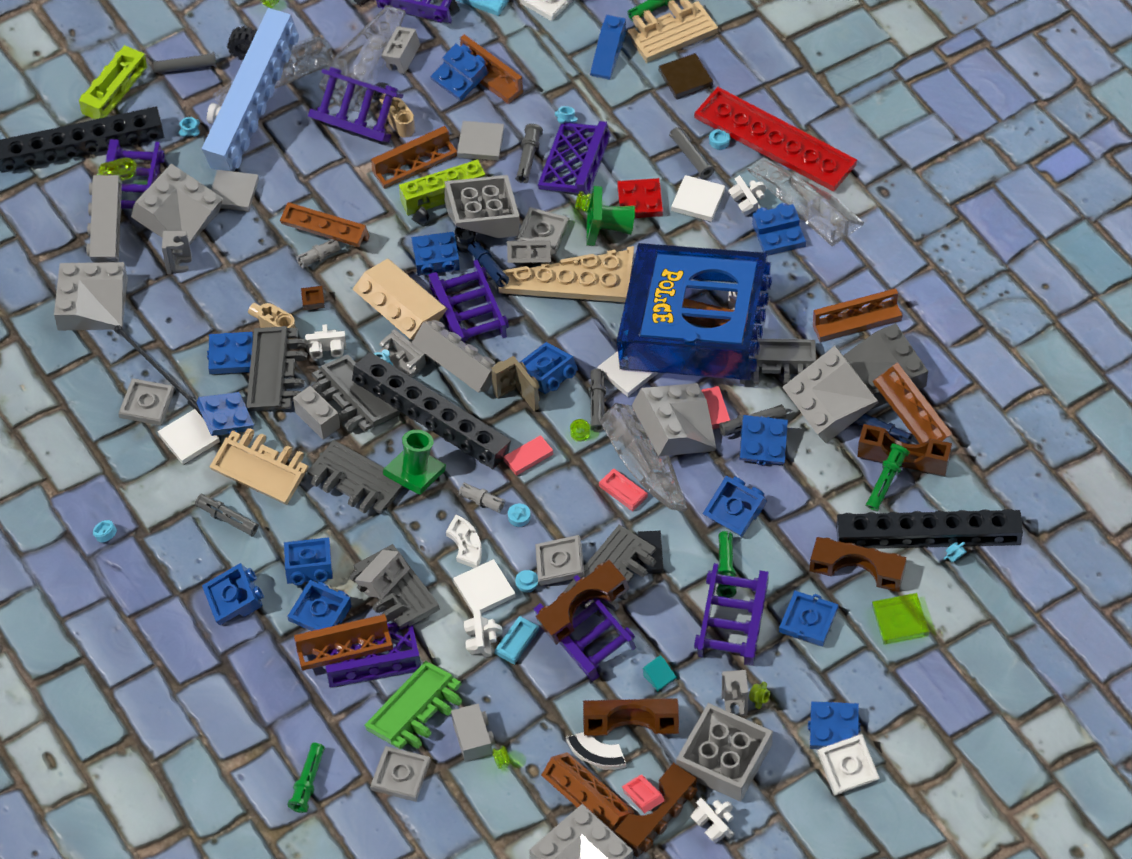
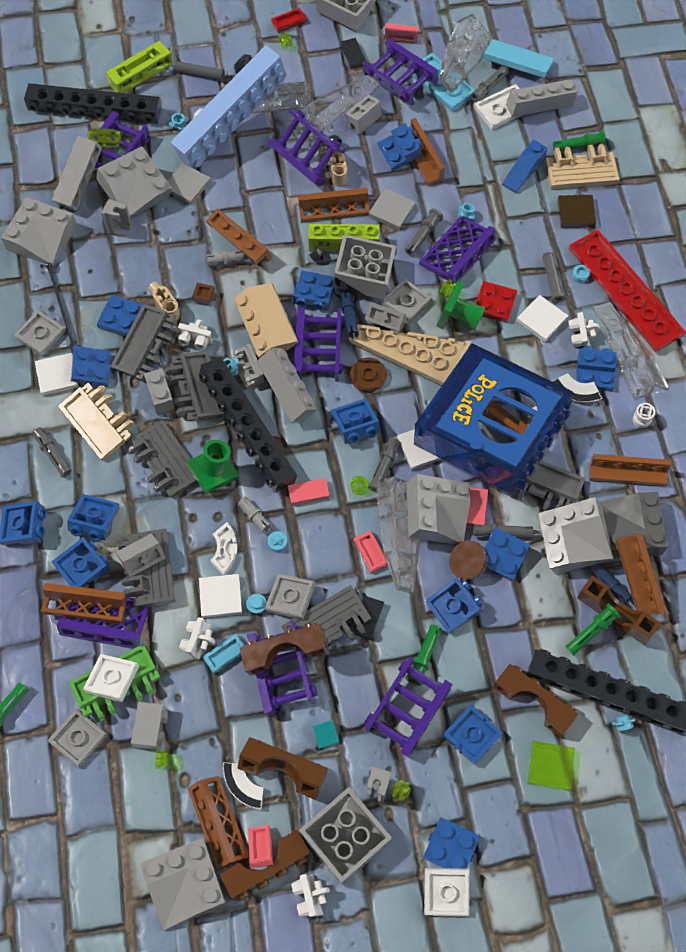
camera: 20 degrees right, 10 degrees up
(410, 700) = (111, 677): none -> white tile
(513, 375) = (320, 418): dark tan bracket -> none
(536, 319) = (368, 375): none -> reddish brown tile
(730, 458) = (468, 560): none -> reddish brown tile
(778, 255) = (581, 391): none -> white tile
(849, 257) = (643, 415): none -> white wheel

